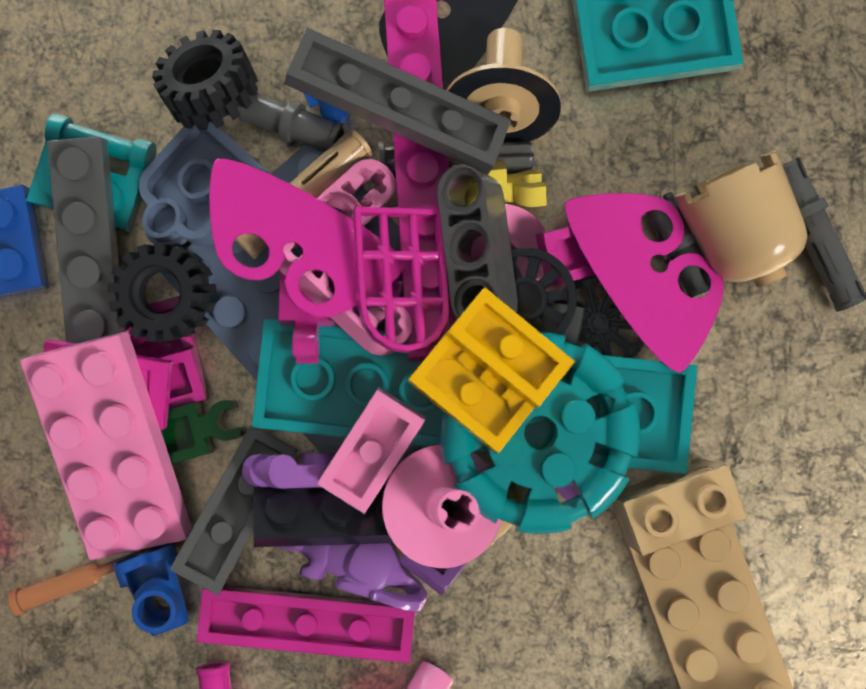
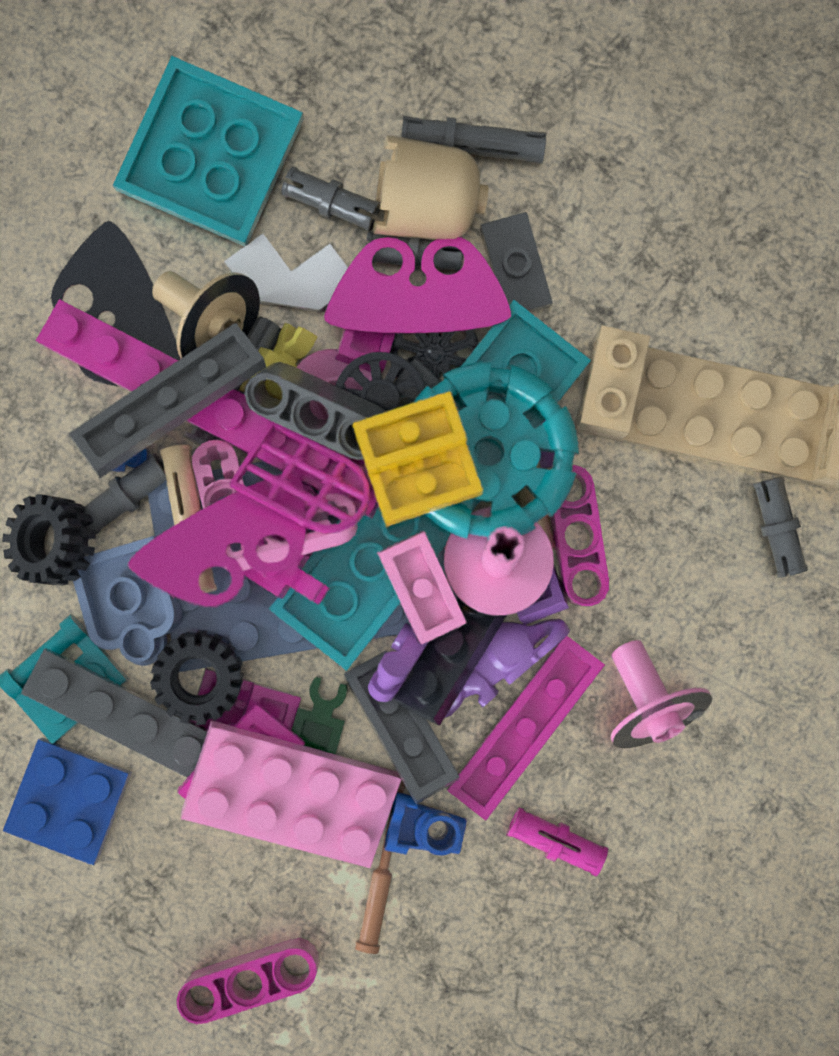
camera: 55 degrees left, 0 degrees up
(502, 586) = (593, 556): none -> dark pink beam
(582, 166) = (304, 288): none -> white tile
(680, 139) = (330, 198): none -> dark grey pin
(732, 344) = (516, 261): none -> dark grey plate

